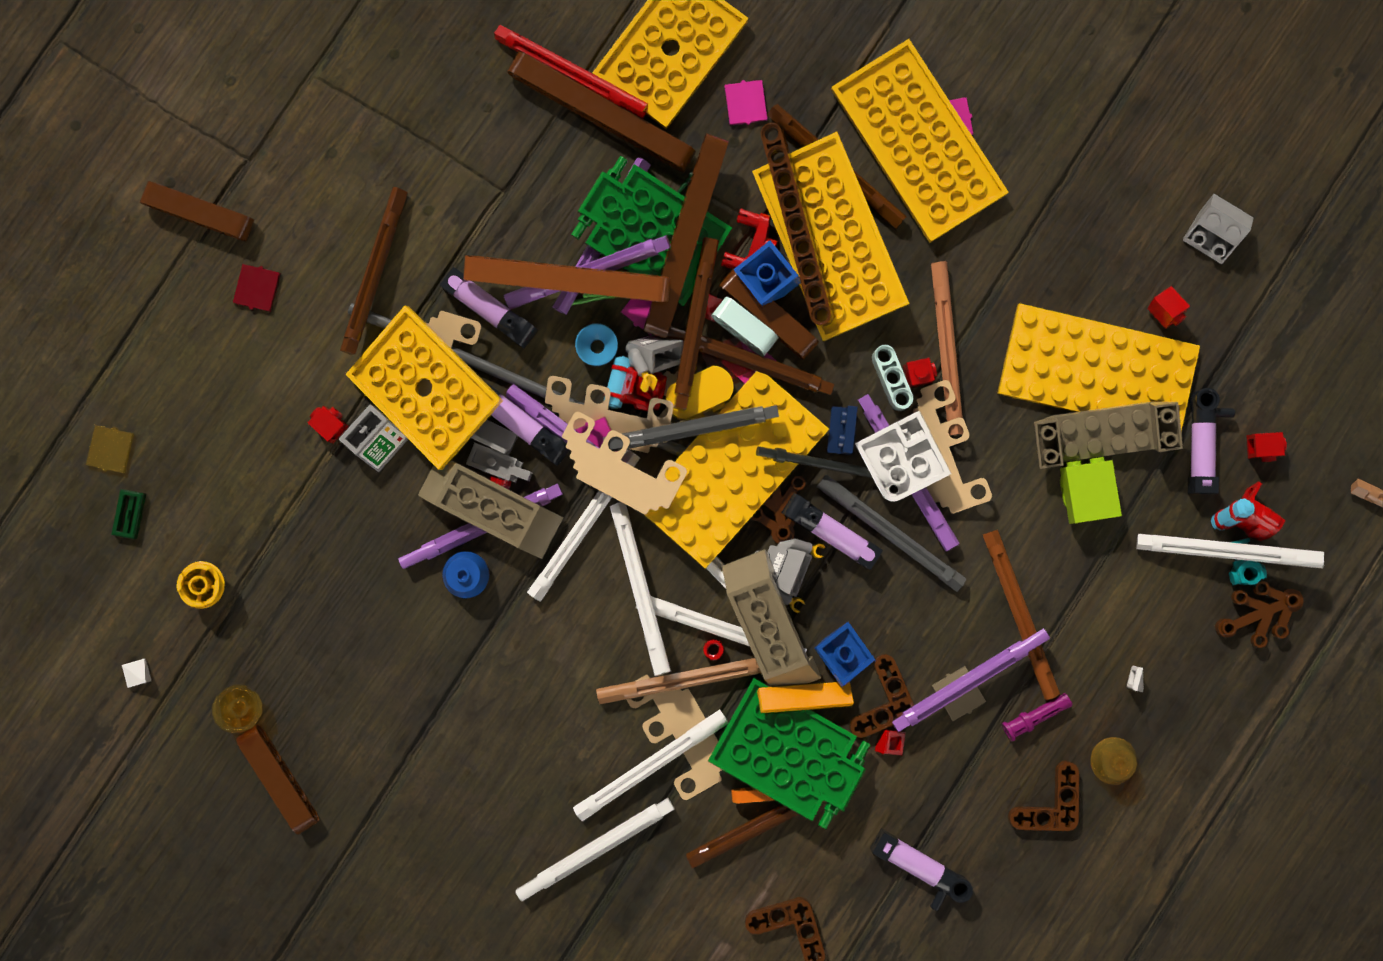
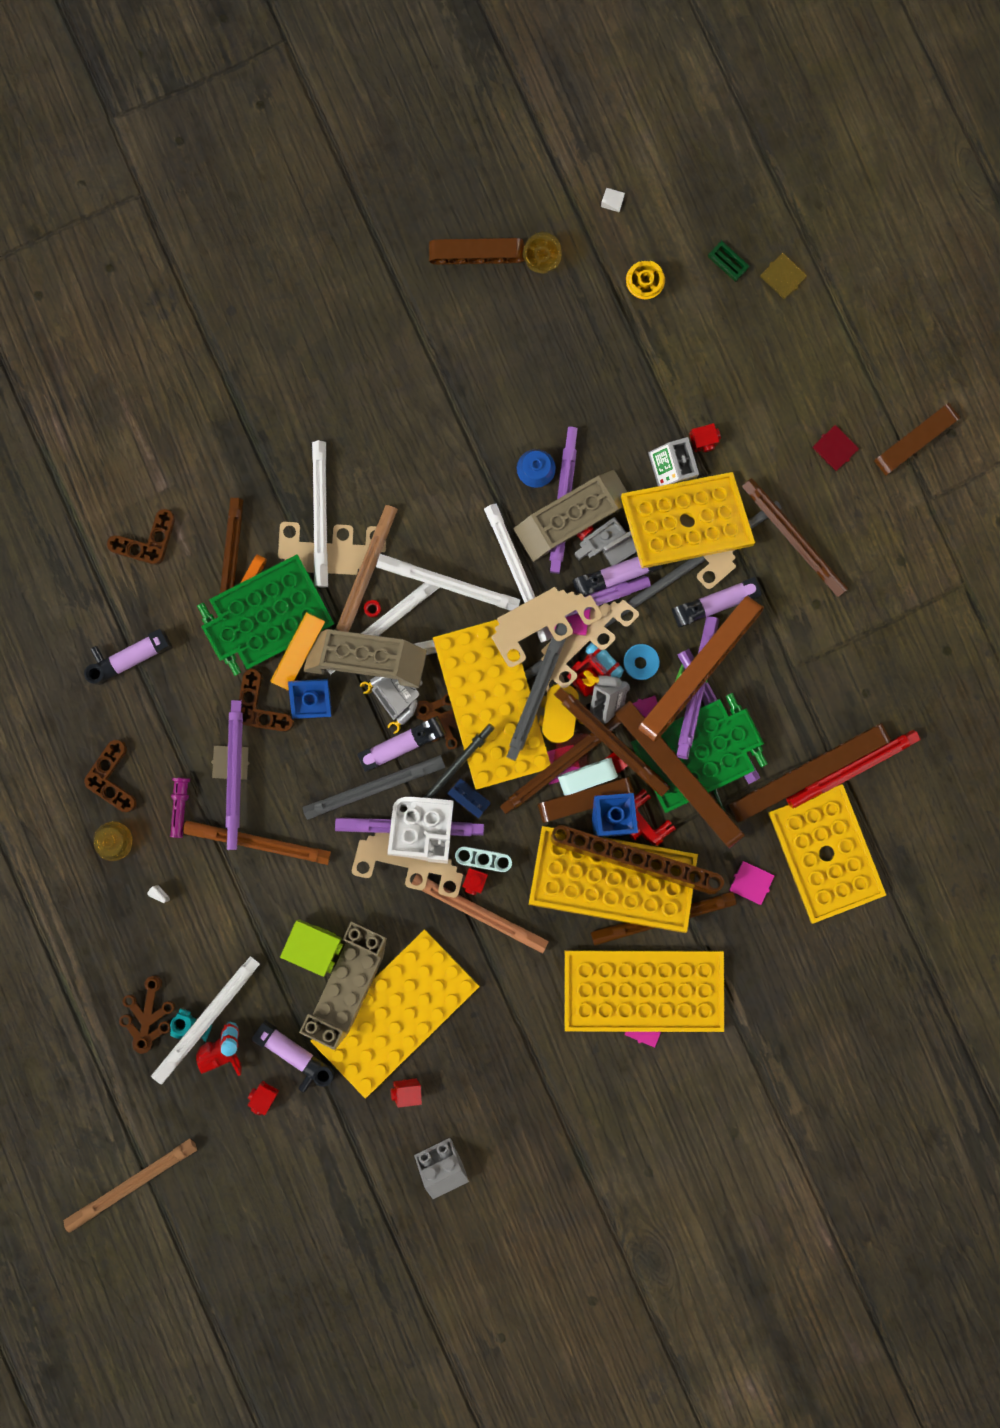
camera: 125 degrees right, 0 degrees up
(595, 849) = (287, 440): white piece -> none
(891, 742) = (226, 692): red slope -> none

